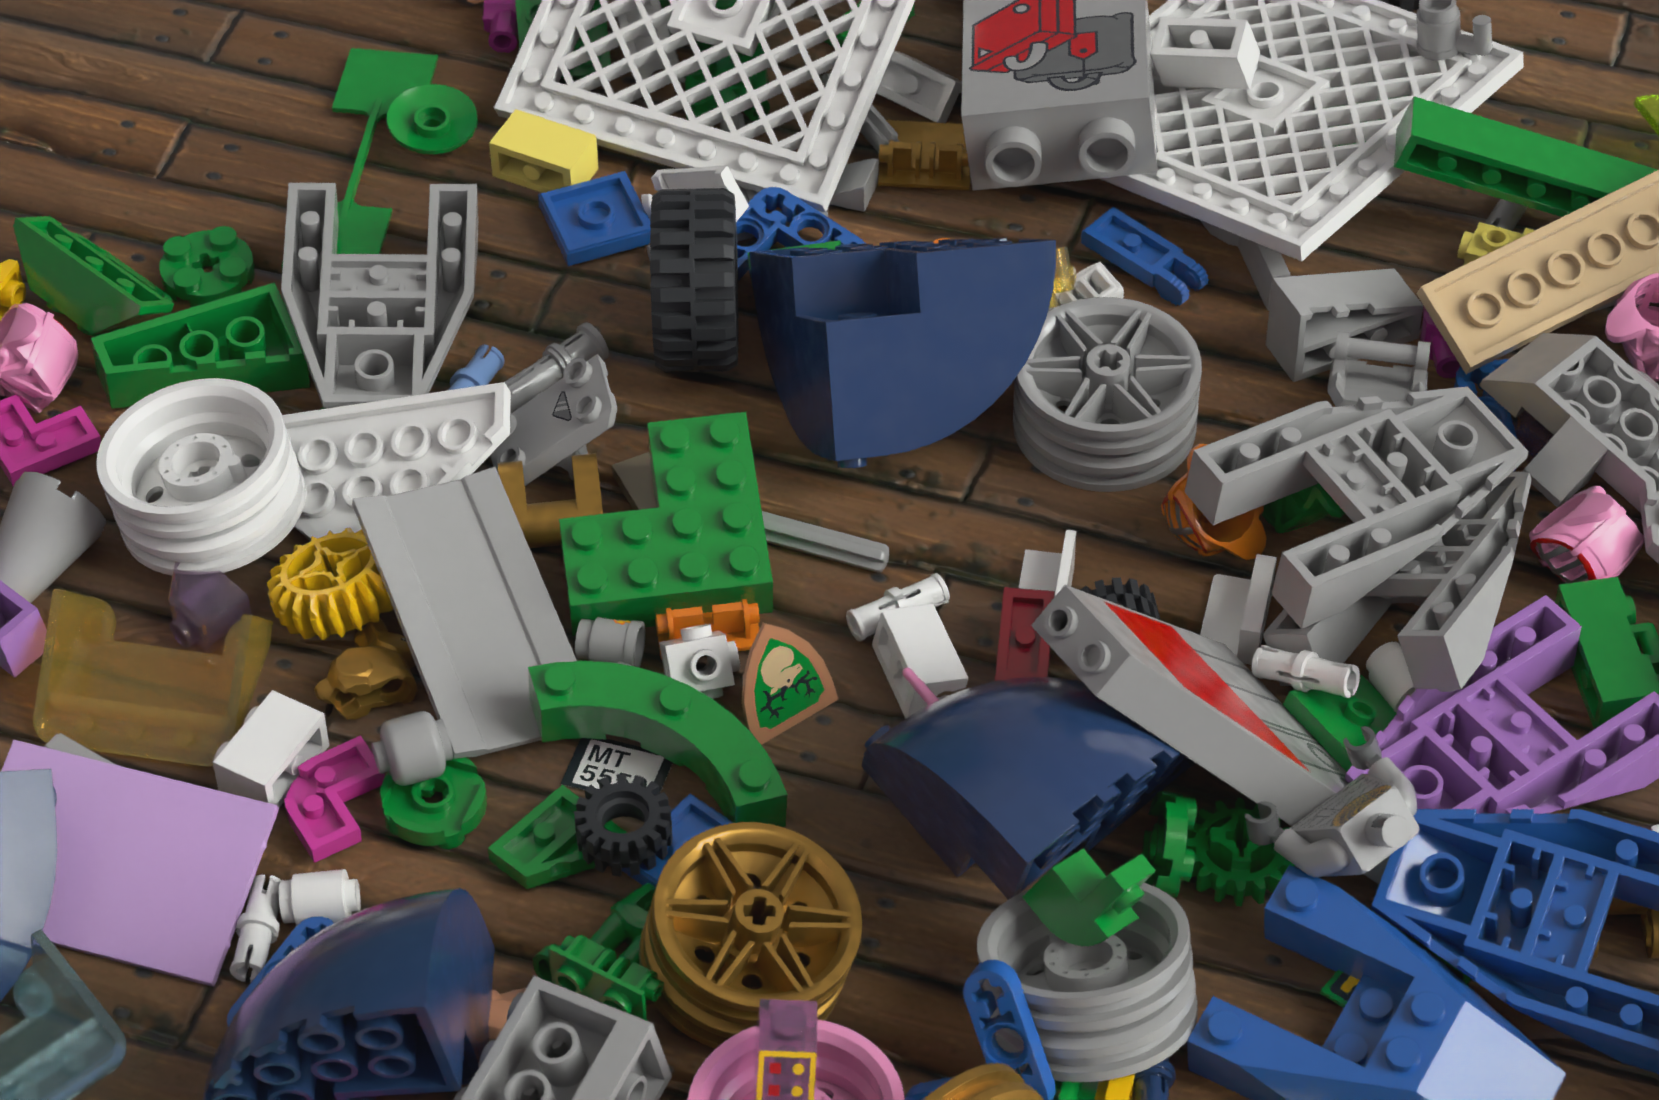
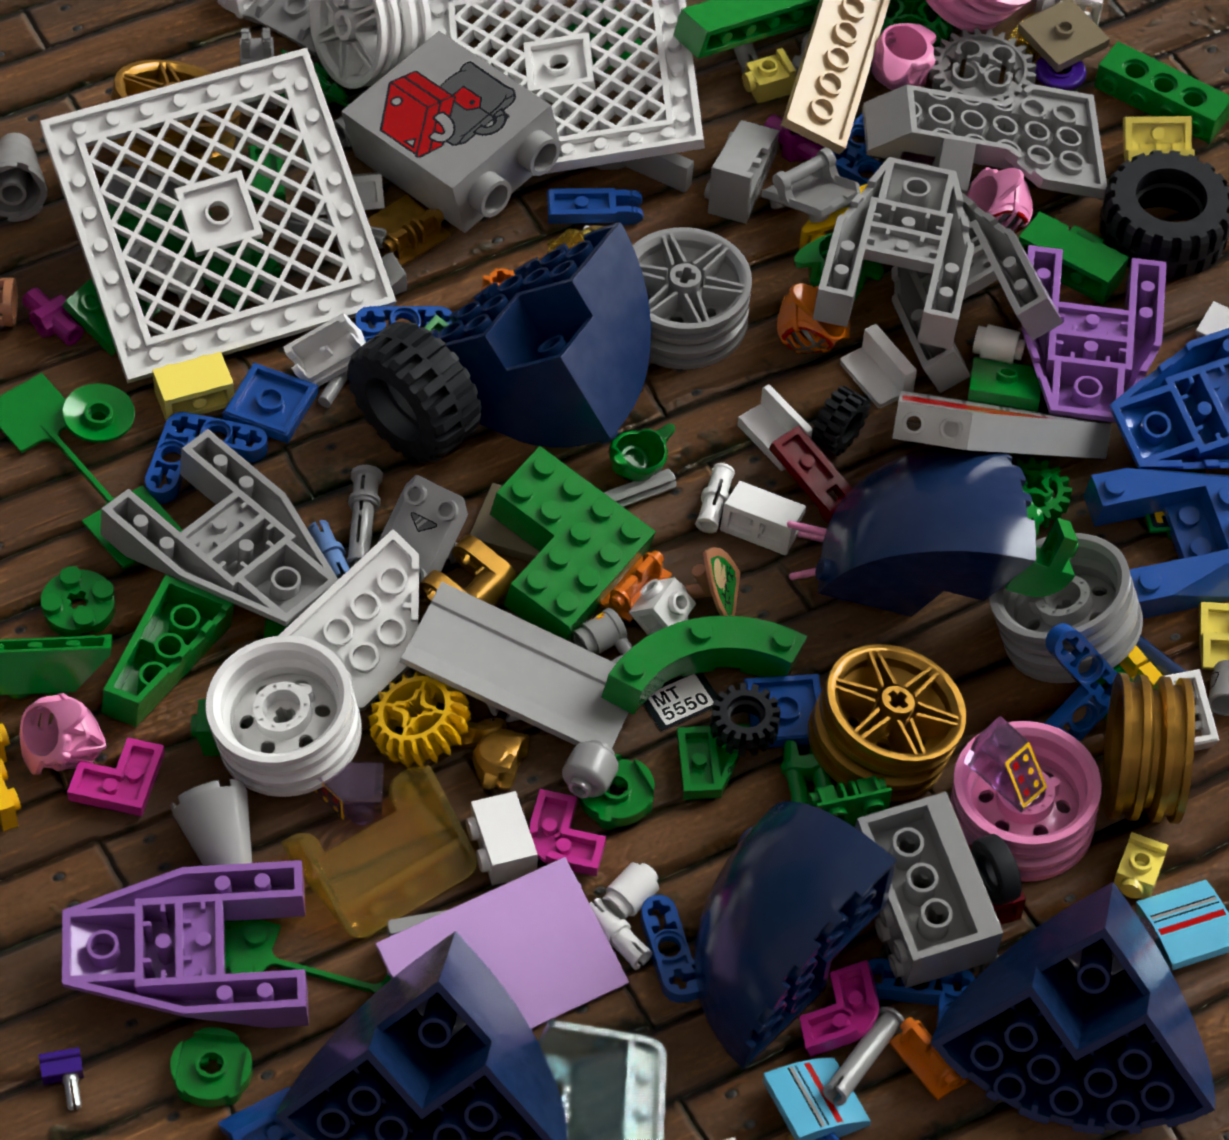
camera: 50 degrees left, 5 degrees up
(512, 198) = (174, 442): none -> blue beam
(866, 506) = (640, 453): none -> green hair
(1205, 53) = (520, 55): white brick -> none
(1305, 671) = (966, 372): white pin -> none
(1353, 826) = (1104, 428): light grey torso -> none

